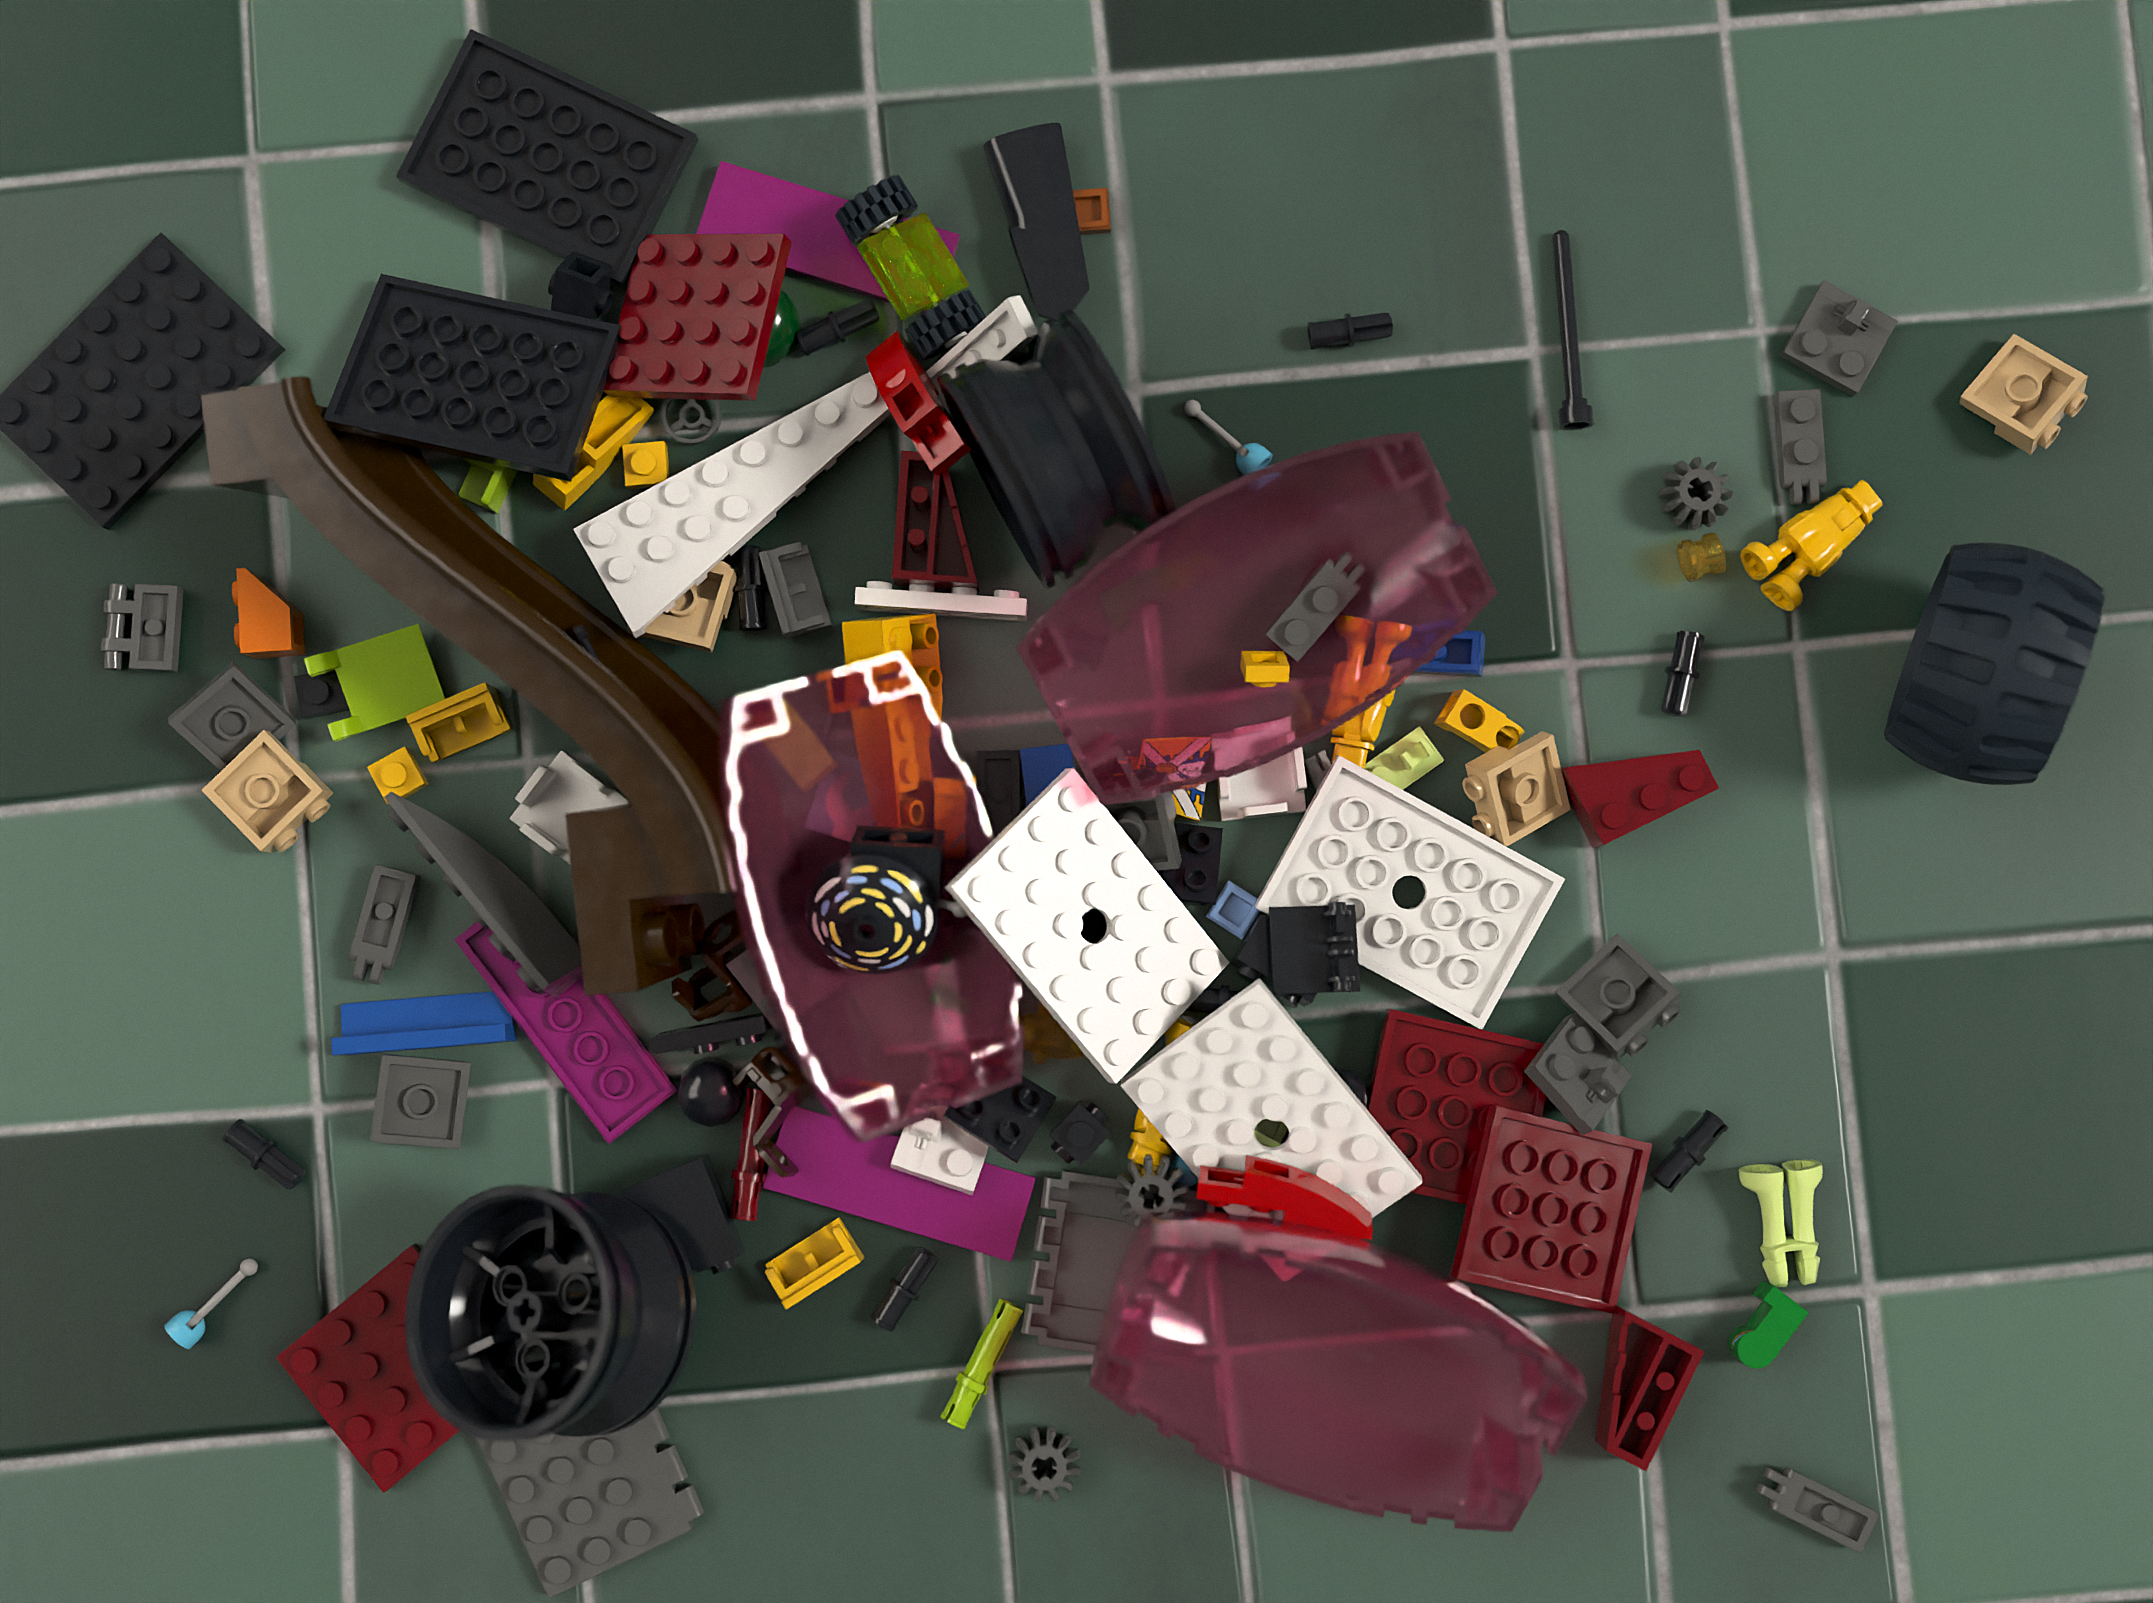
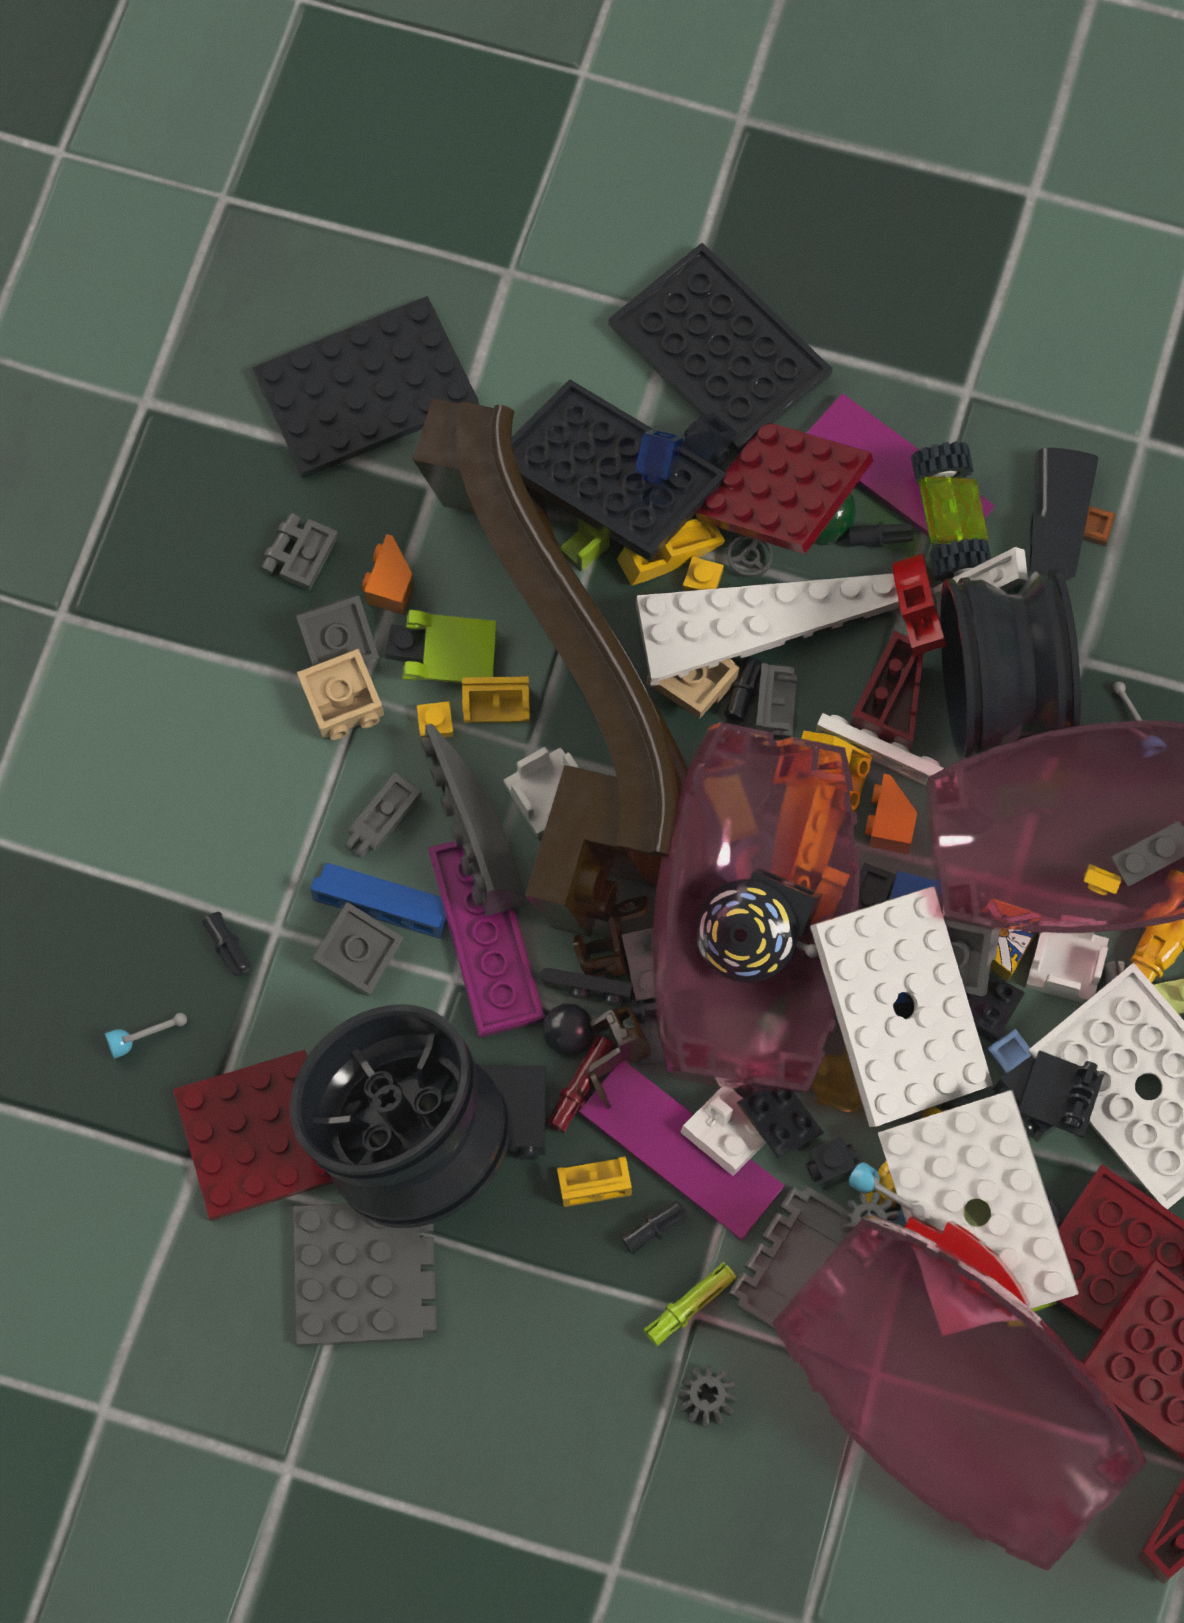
camera: 25 degrees right, 15 degrees down
(525, 337) = (658, 455): none -> clear blue slope
(990, 681) = (894, 818): none -> orange slope
(1128, 1140) = (866, 1179): none -> hinge

